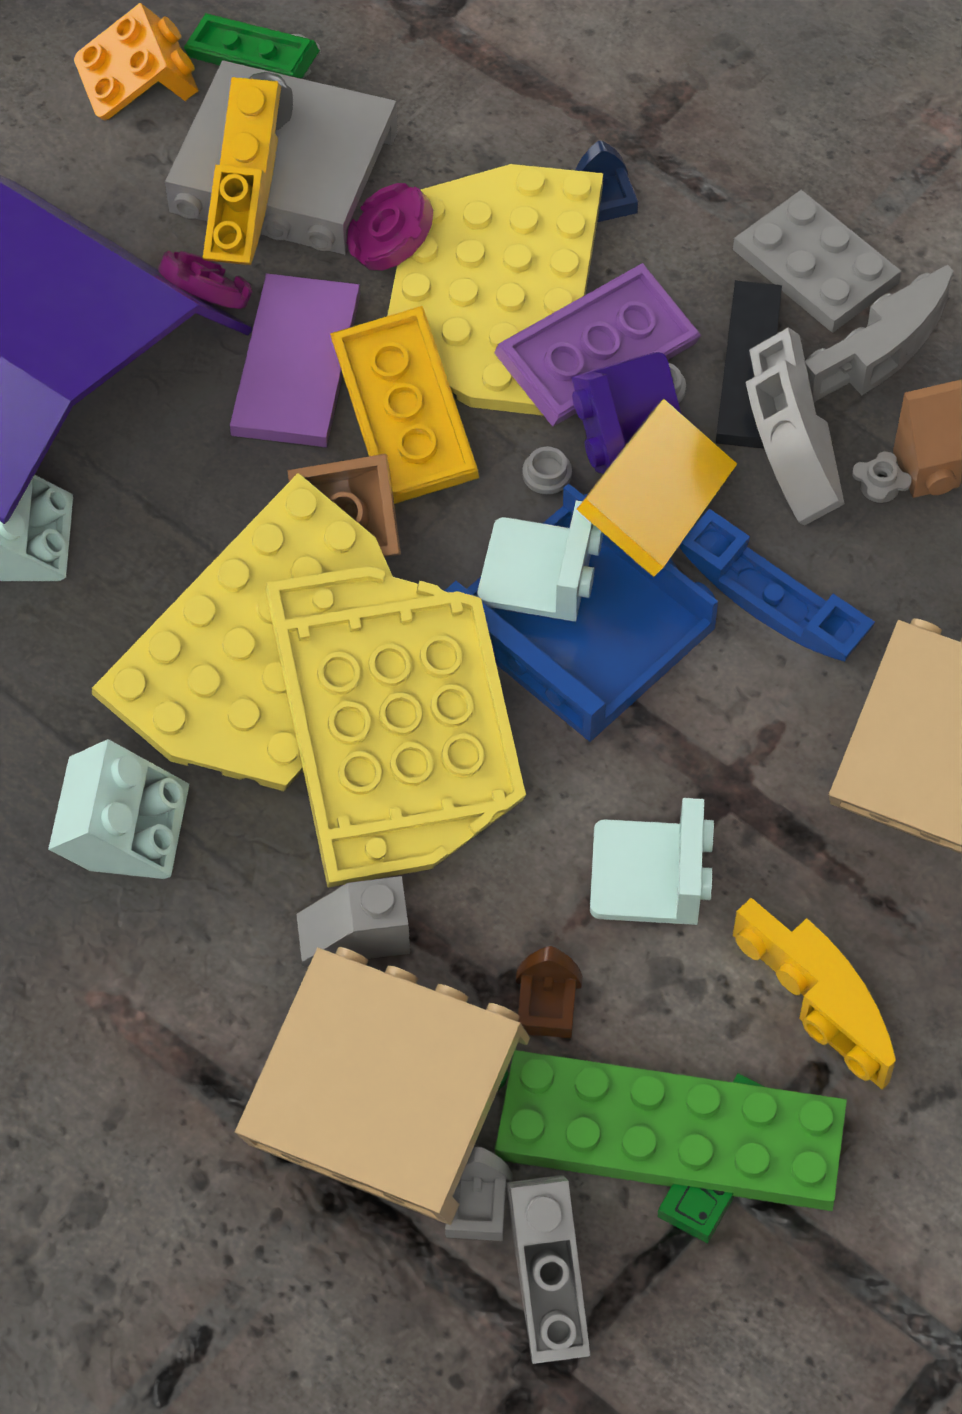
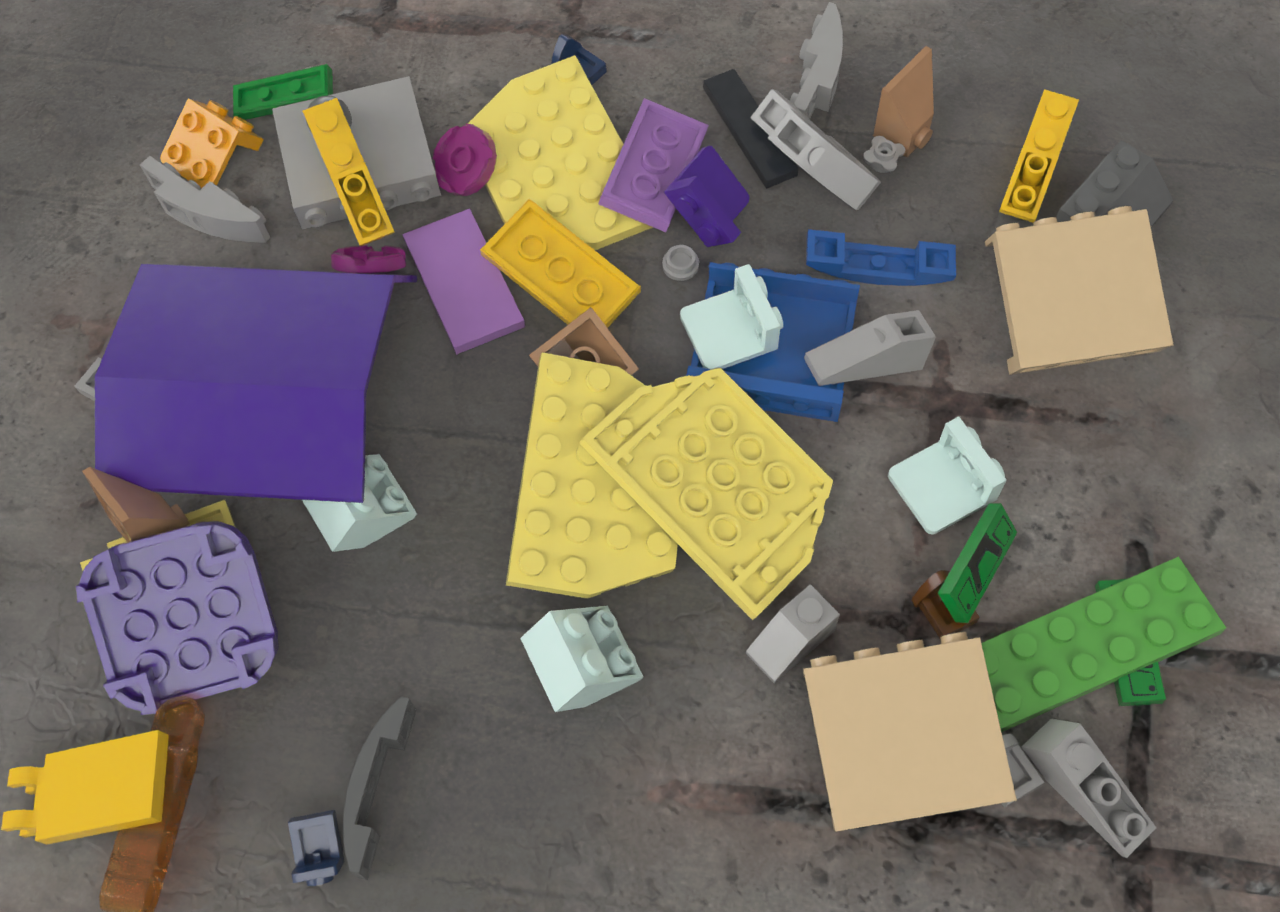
camera: 30 degrees left, 5 degrees up
(82, 131) = (205, 208): none -> light grey slope
(610, 968) = (977, 563): none -> green tile
(657, 487) = (770, 234): yellow tile -> none
(678, 680) = (876, 349): none -> light grey slope
(816, 260) = (739, 41): light grey plate -> none
(835, 999) = (1122, 497): yellow slope -> none

